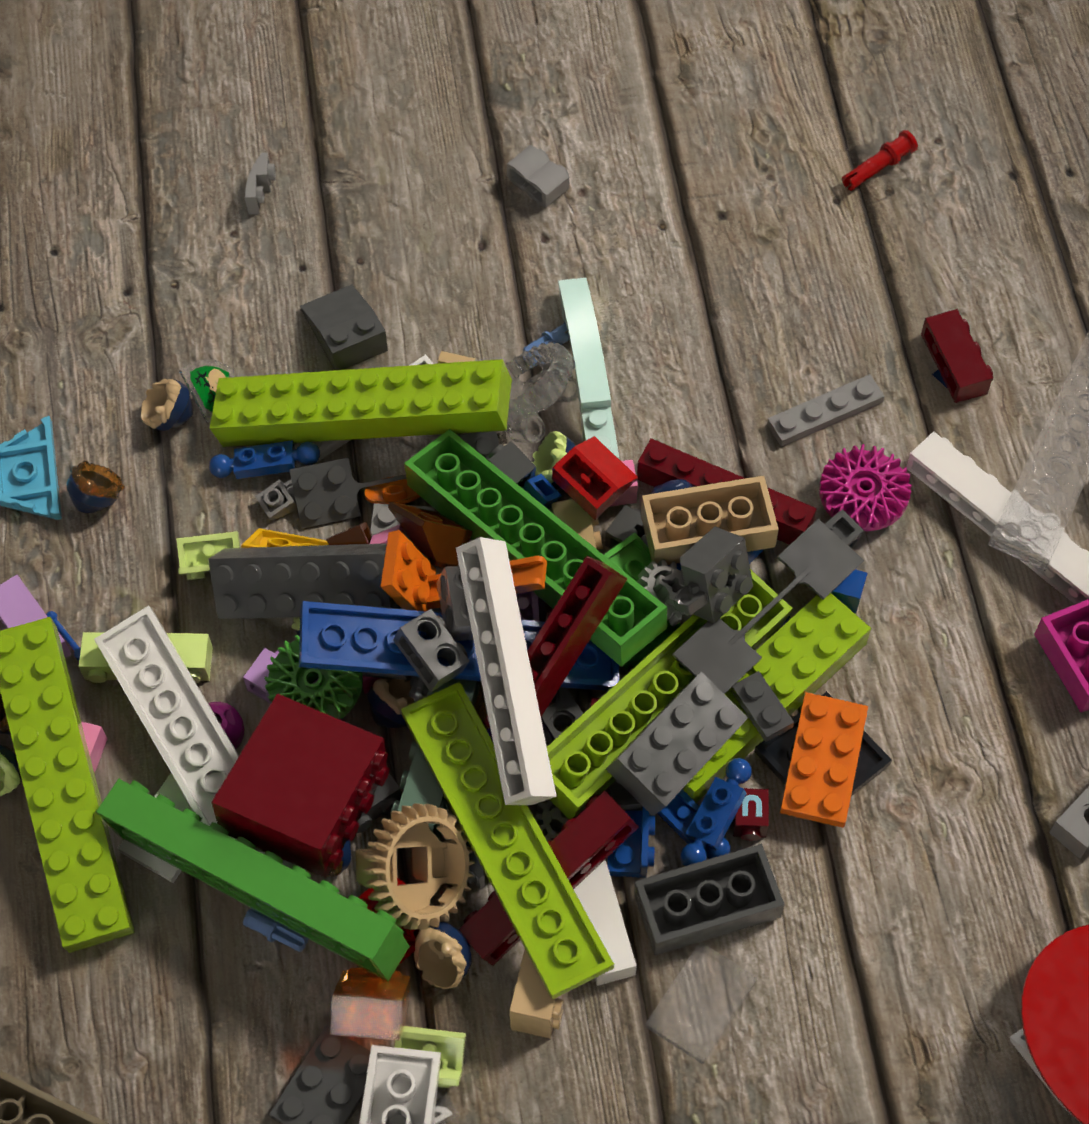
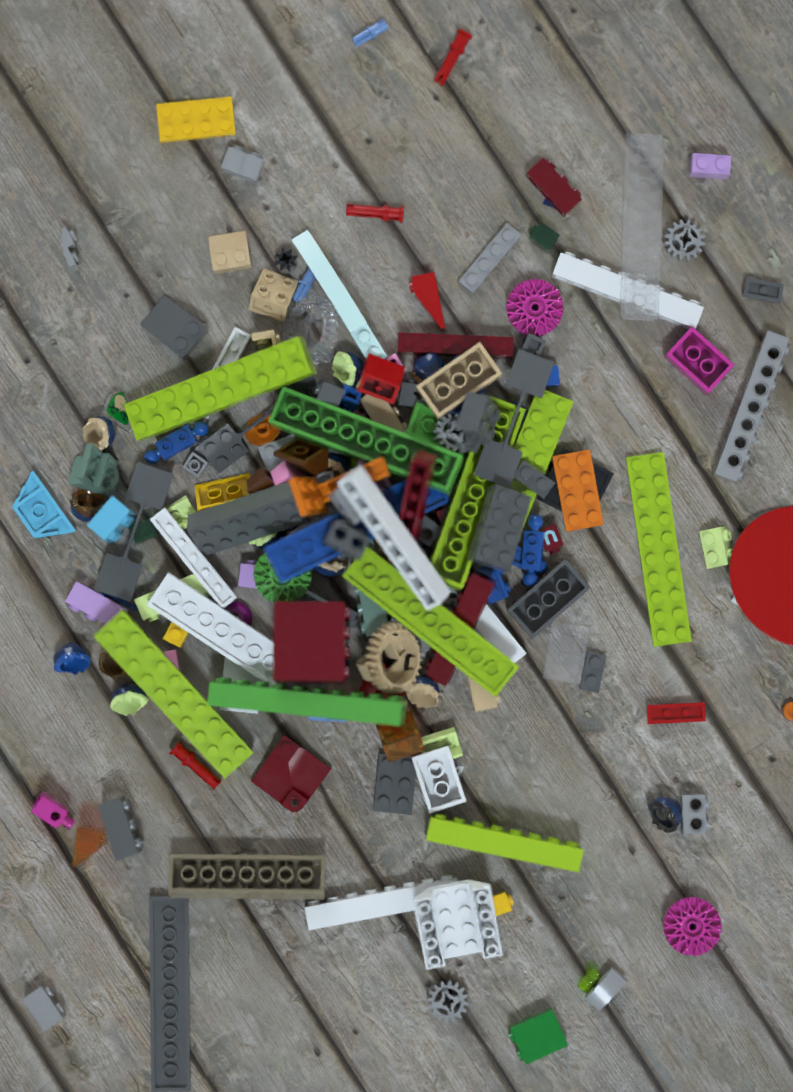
camera: 25 degrees left, 25 degrees up
(28, 901) = (188, 759): none -> red pin
(85, 590) = (119, 574): none -> dark grey hinge
(114, 508) = (112, 520): none -> medium azure brick
(116, 711) = (176, 635): none -> yellow brick
(132, 447) = (95, 471): none -> sand green piece
(152, 554) = (145, 532): none -> clear green brick
(171, 994) = (291, 774): none -> dark red slope
(200, 612) = (193, 558): none -> white tile
(465, 270) = (229, 252): none -> tan slope
(495, 334) = (272, 295): none -> tan bracket
(504, 110) = (196, 119): none -> yellow plate
(538, 302) = (282, 264): none -> black gear
(702, 299) = (385, 213): none -> red pin
(714, 417) = (426, 293): none -> red slope
(732, 1051) = (592, 672): none -> dark grey plate
(781, 97) = (370, 33): none -> medium blue axle
(916, 410) = (543, 237): none -> clear green brick
(917, 912) = (658, 549): none -> lime plate
(1017, 938) = (716, 546): none -> yellowish green bracket

